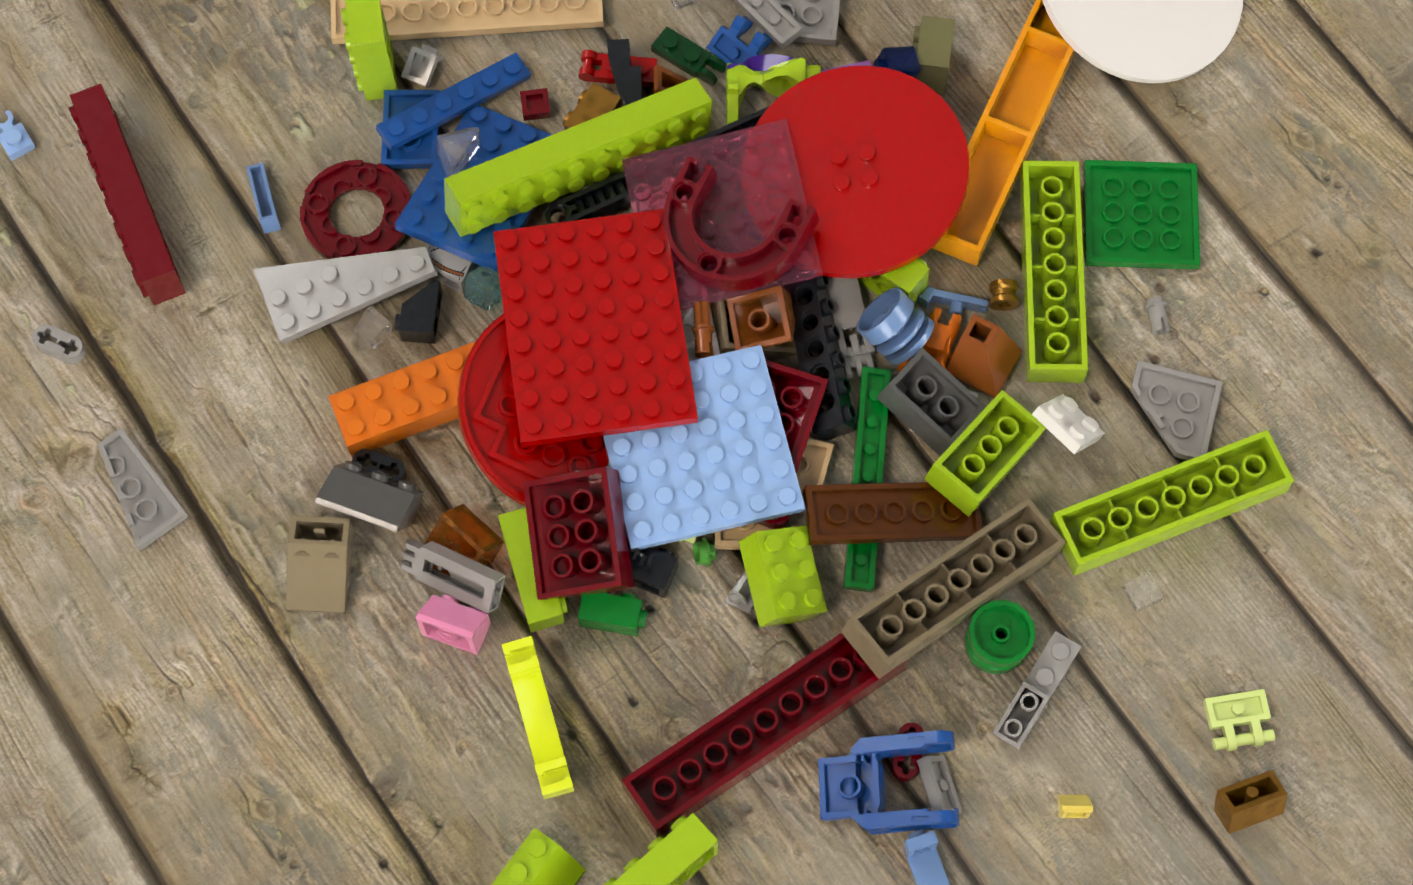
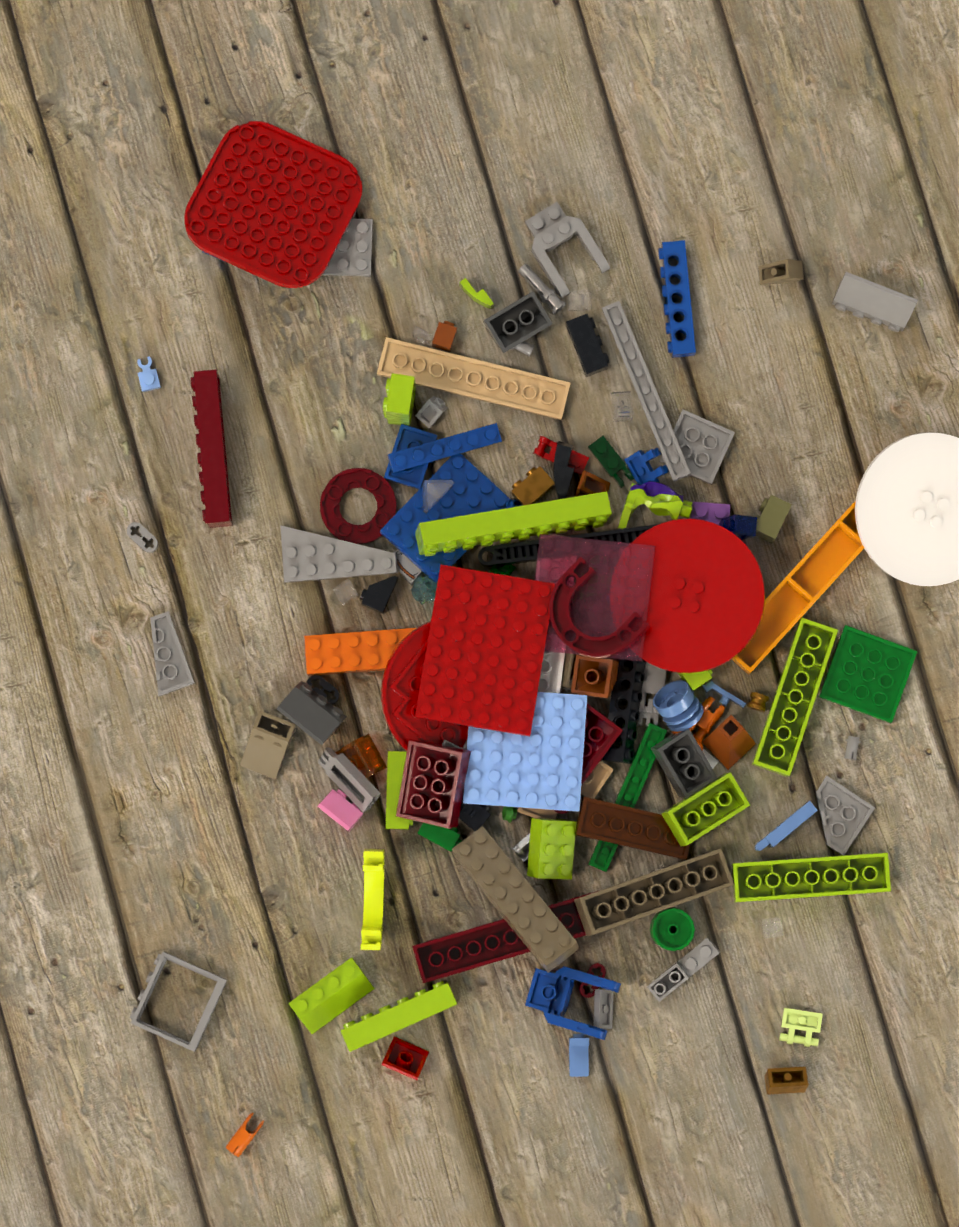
camera: 15 degrees right, 15 degrees up
(263, 198) = (300, 475): medium blue piece -> none
(535, 104) = (498, 465): dark red plate -> none
(702, 330) = (554, 671): dark orange axle -> none
(755, 660) = (515, 899): none -> dark tan brick
(1068, 423) = (766, 805): white plate -> none
(1074, 806) = (681, 1045): light yellow slope -> none
(1109, 445) = (787, 826): none -> medium blue hinge

